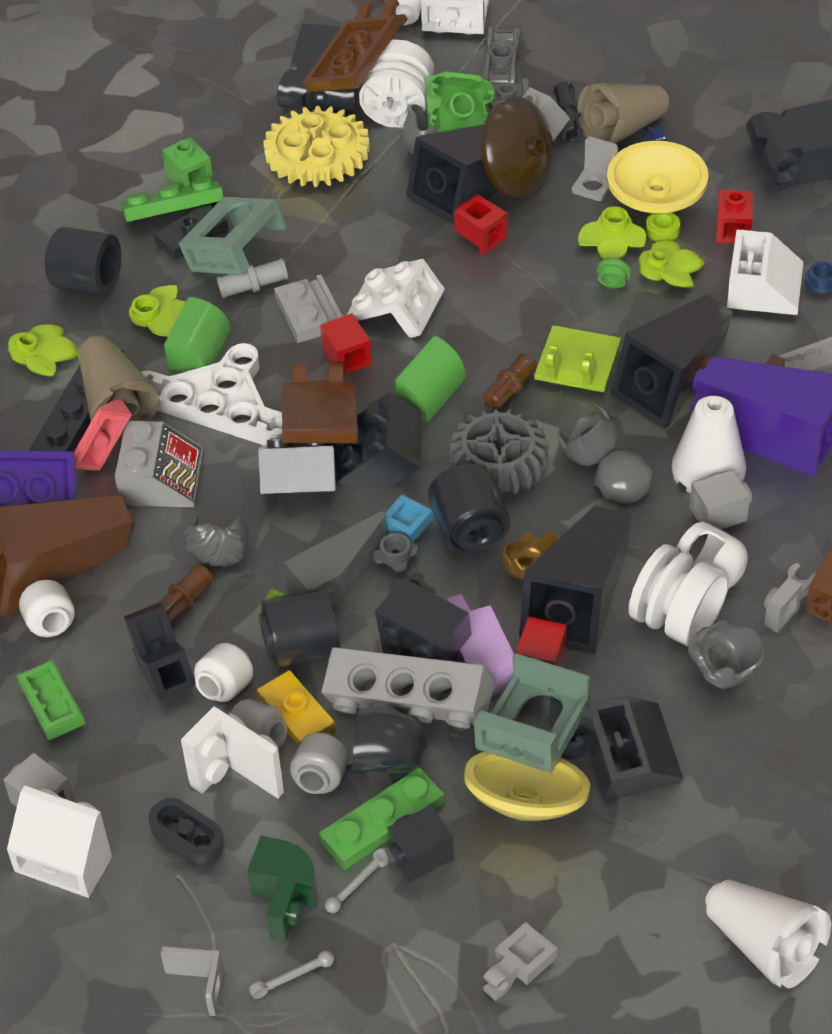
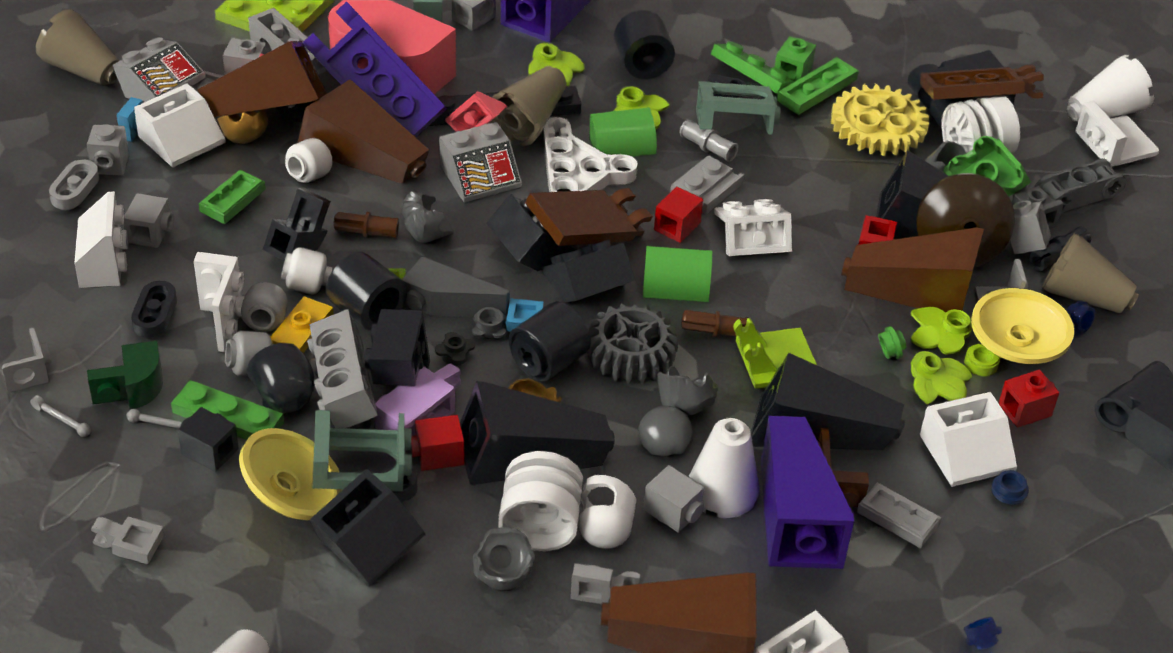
camera: 55 degrees right, 5 degrees down
(233, 164) = (817, 85): none -> bright green plate
(548, 208) = (917, 269): none -> reddish brown slope

